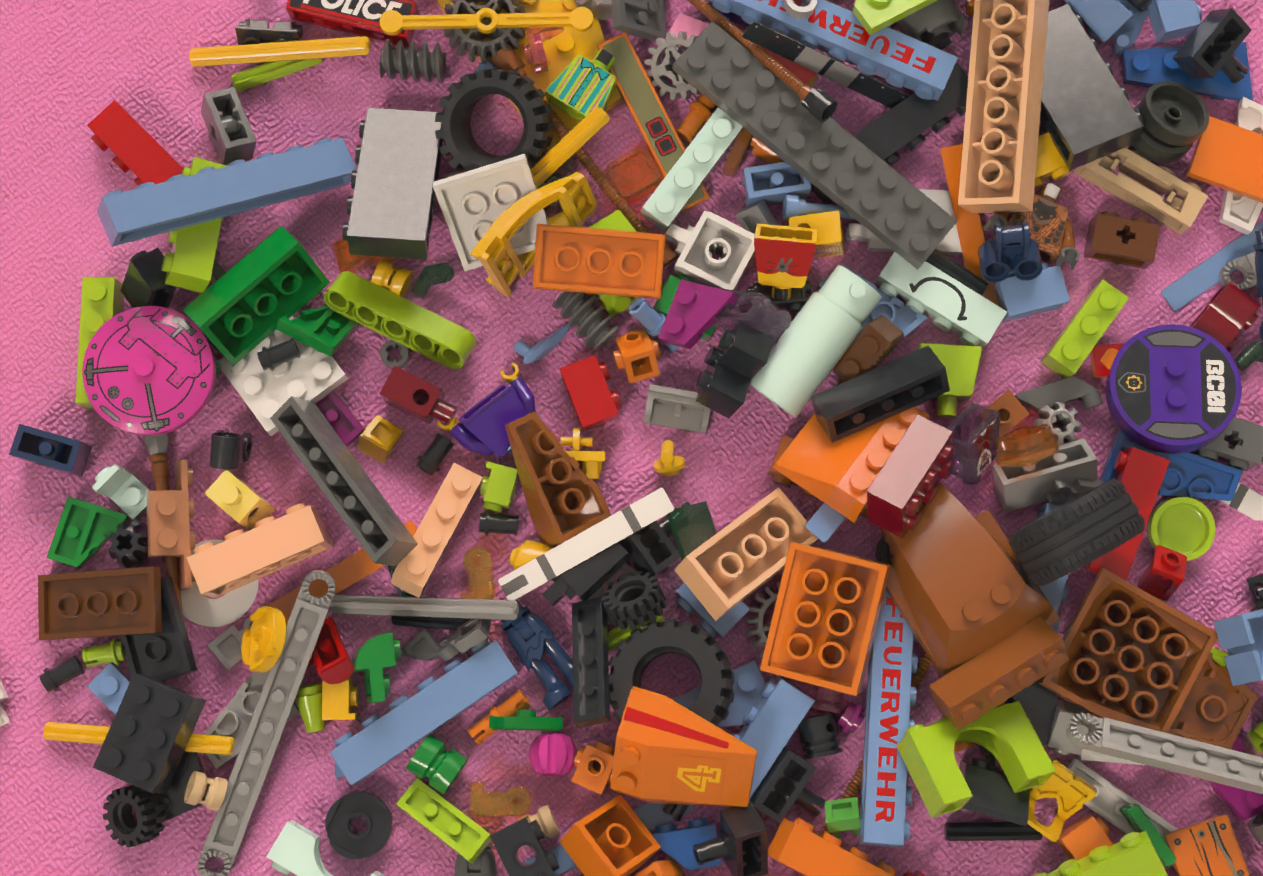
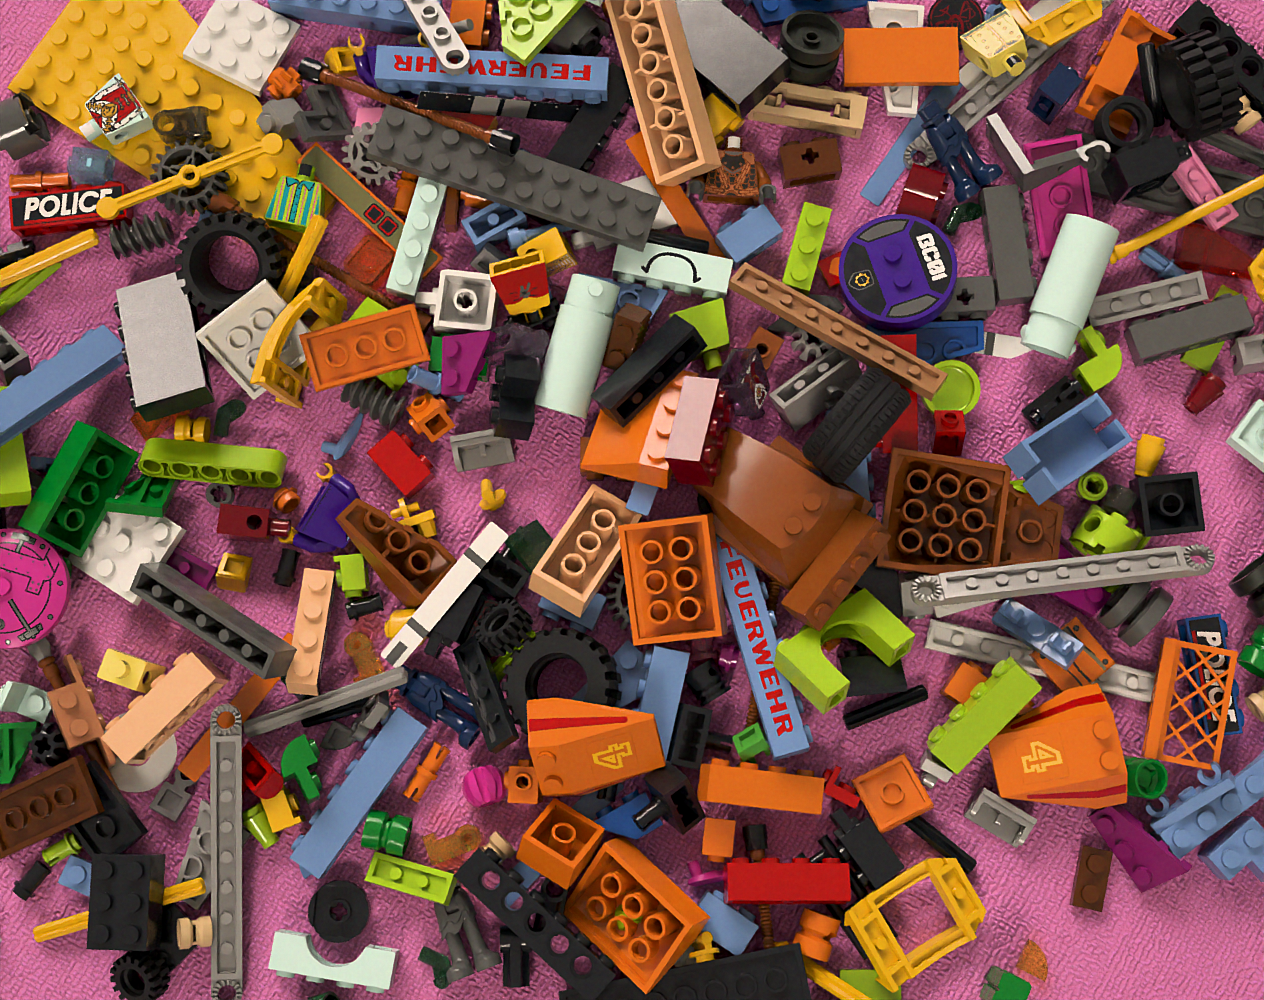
camera: 15 degrees left, 0 degrees up
(229, 256) = (41, 464): none -> medium blue tile
(229, 449) = (105, 630): black piece -> none
(264, 640) = (196, 782): yellow tile -> none
(278, 354) = (116, 532): black pin -> none
(459, 385) = (286, 499): none -> orange plate
(525, 721) = (450, 765): green plate -> none
(534, 50) = (242, 186): plate -> none
(1010, 252) = (715, 208): dark blue piece -> none
(1025, 446) = (790, 368): clear orange piece -> none
(1070, 795) = (937, 649): yellow piece -> none
(1090, 426) = (838, 331): none -> medium nougat plate
(1140, 822) = (1004, 651): green tile -> none
(1181, 817) = (1038, 633): none -> medium blue plate

